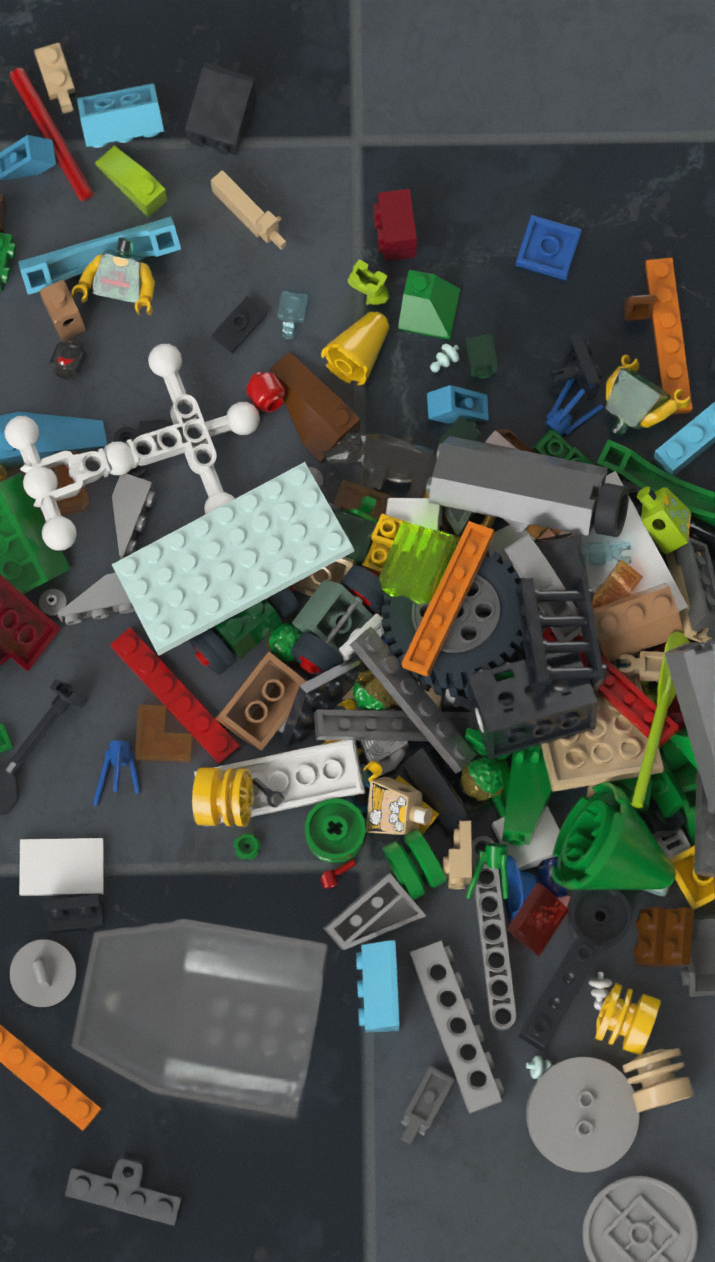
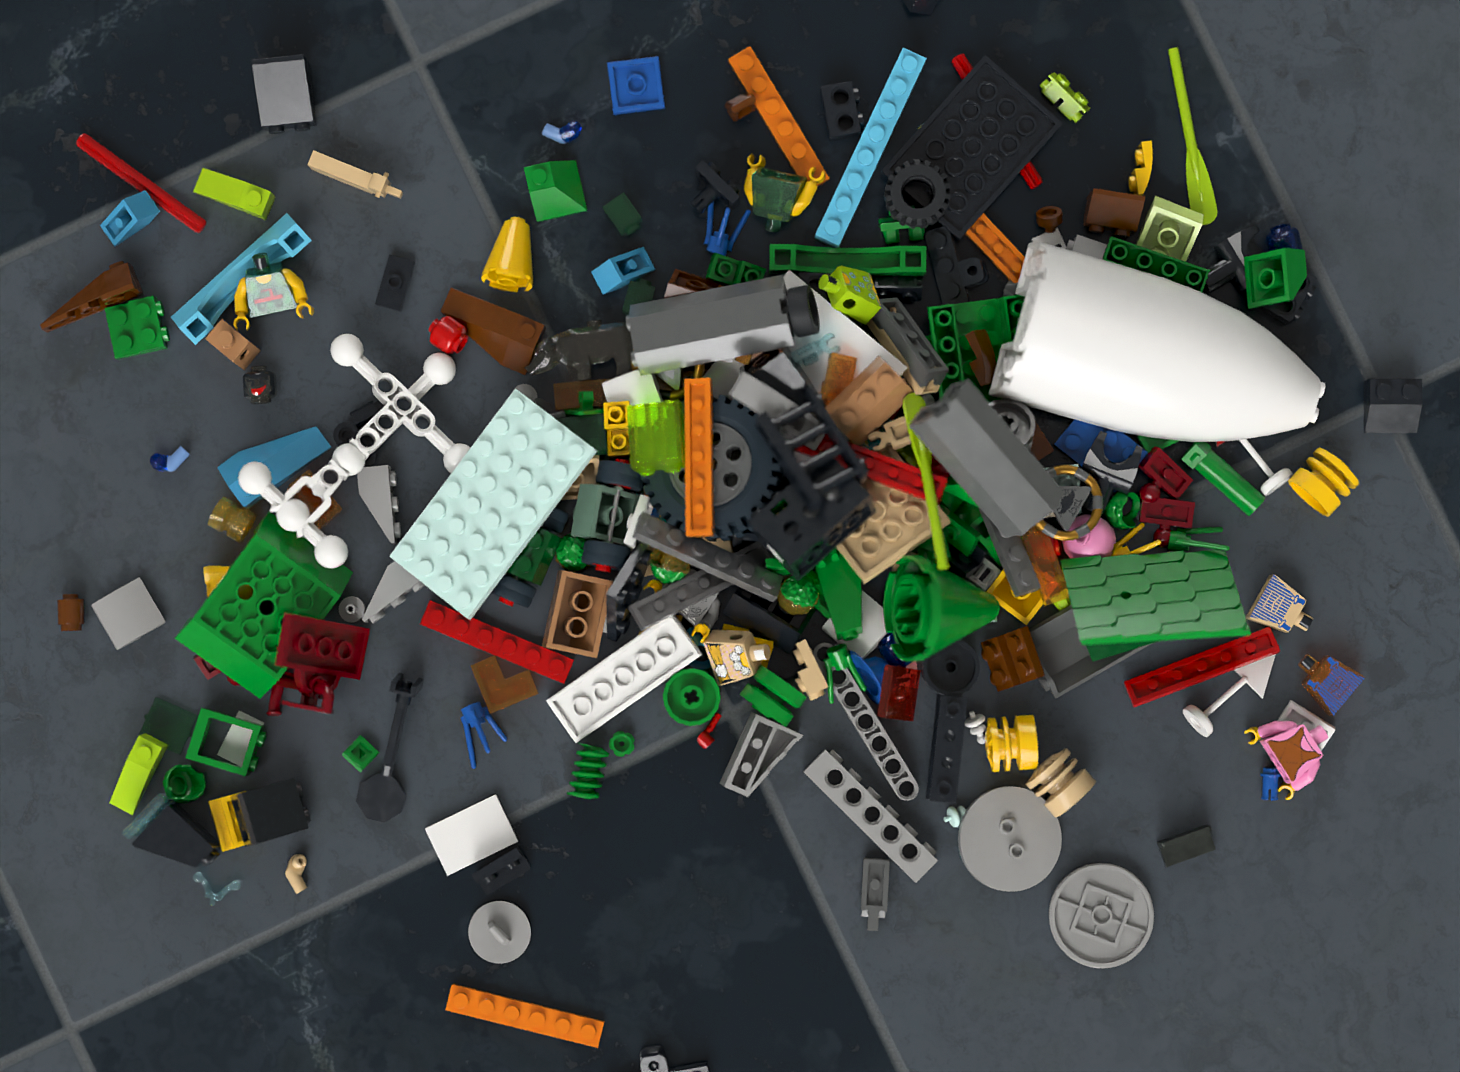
camera: 30 degrees left, 10 degrees up
(56, 75) = (117, 125): tan plate -> none
(120, 115) = (195, 137): medium azure slope -> none
(201, 857) = (588, 772): none -> green piece
(204, 1012) = (657, 911): clear windscreen -> none
(222, 797) = (581, 716): yellow wheel -> none
(267, 791) = (619, 691): black hand -> none
(291, 310) = (435, 248): clear light blue plate -> none
(369, 283) = (494, 195): lime animal -> none
(378, 987) = (790, 813): medium azure slope -> none
(395, 225) = (493, 129): dark red brick -> none
(443, 359) = (590, 232): light aqua hair -> none
(460, 261) = (564, 134): none -> arm

